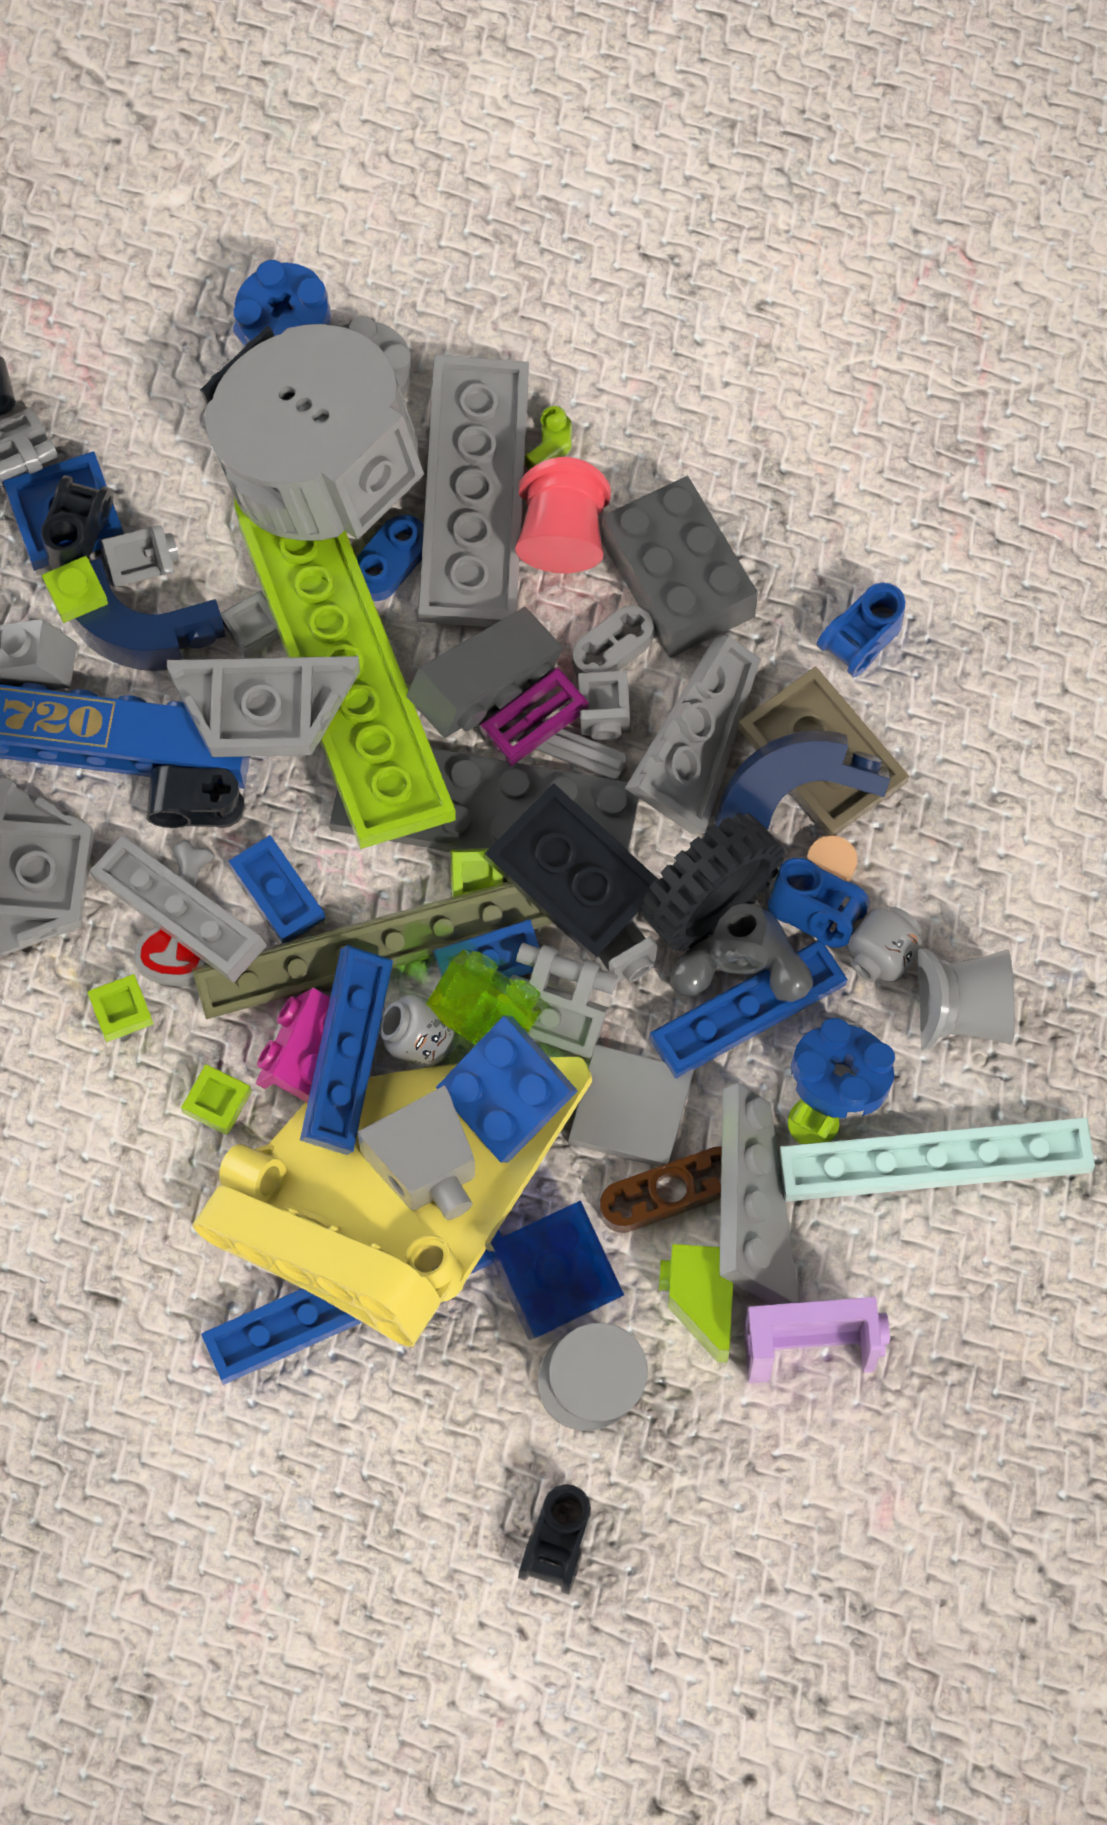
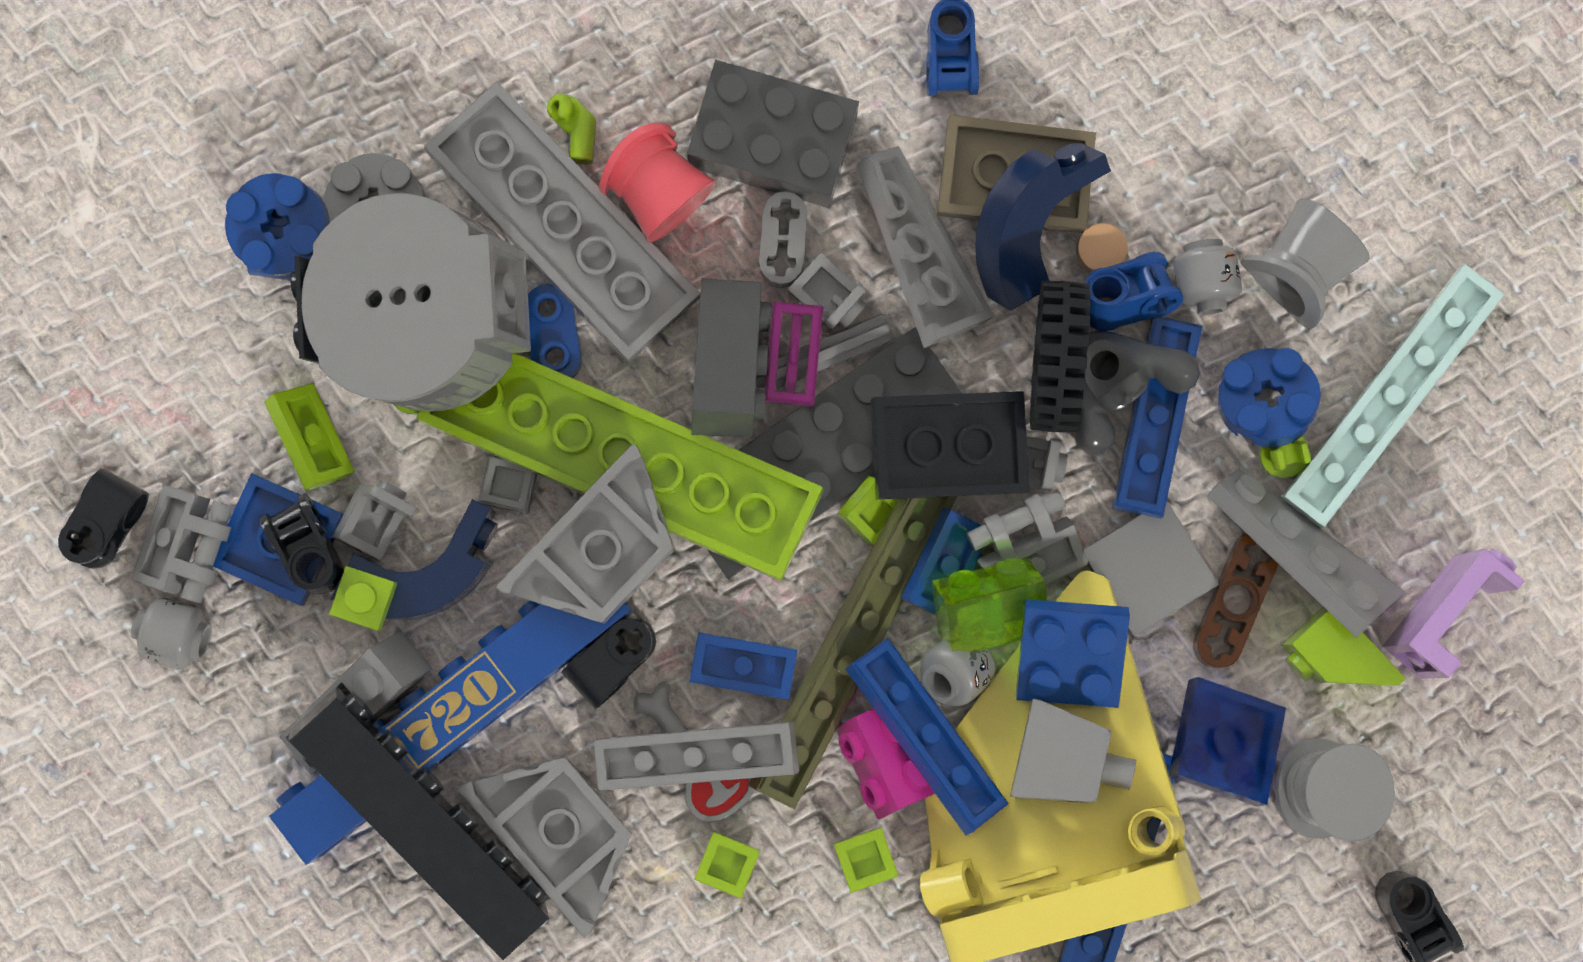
camera: 50 degrees left, 15 degrees up
(156, 466) = (309, 436): none -> lime plate

